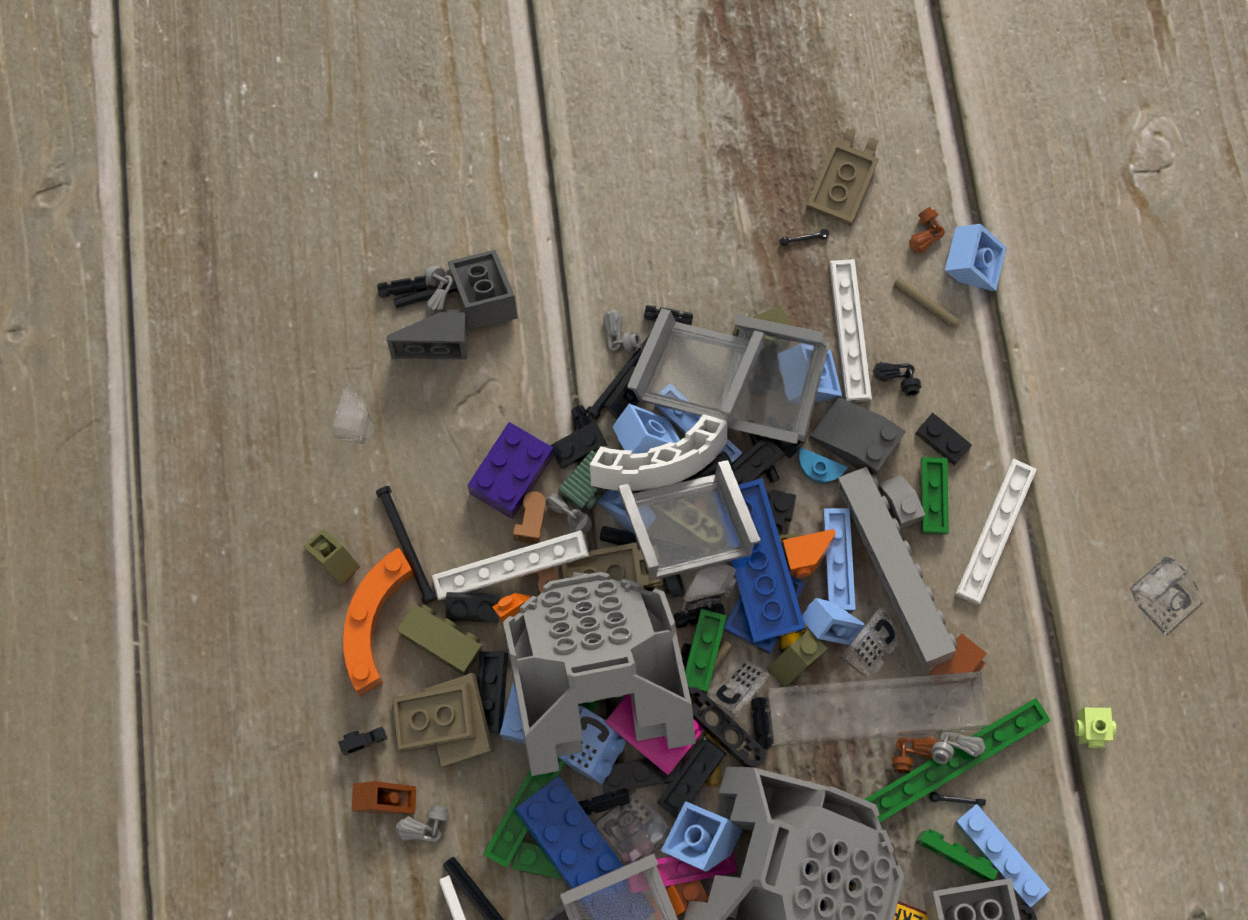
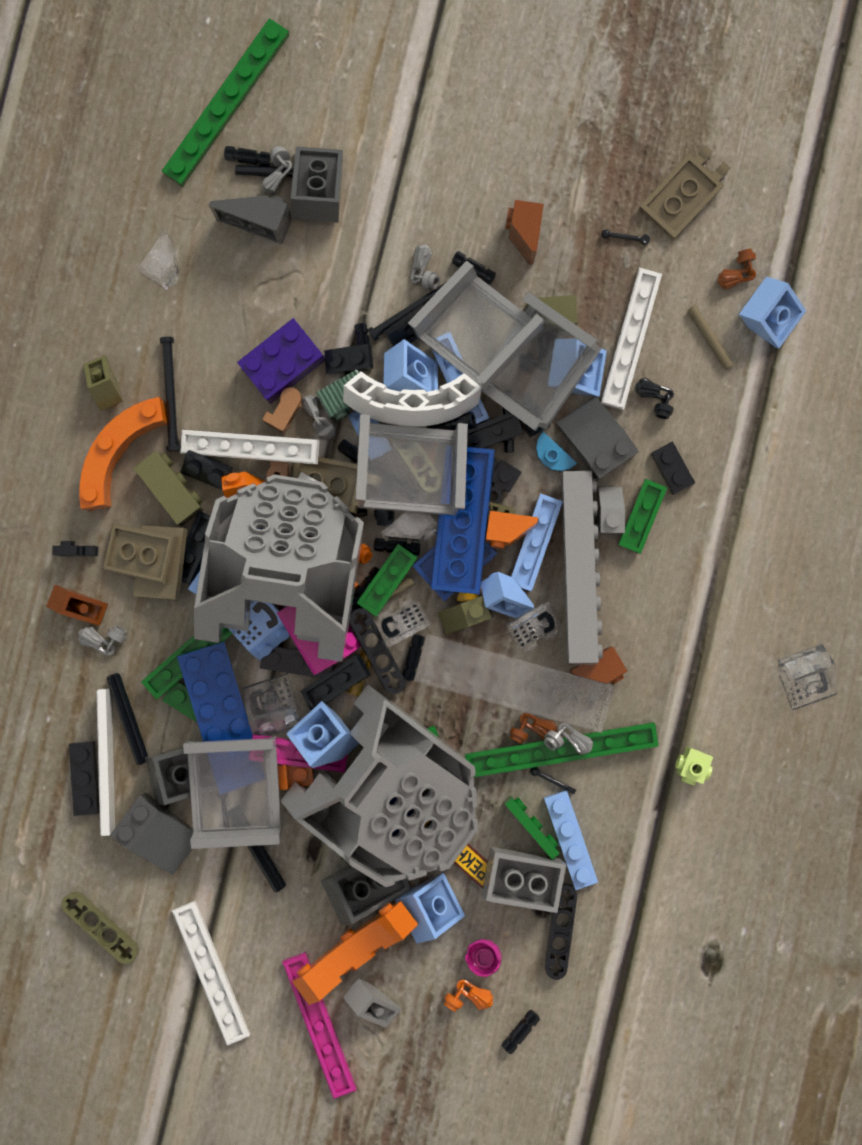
camera: 25 degrees right, 15 degrees up
(361, 245) = (225, 102): none -> green plate
(606, 801) = (257, 675): black axle -> none
(706, 260) = (524, 227): none -> dark orange slope
(995, 532) = (683, 566): white tile -> none

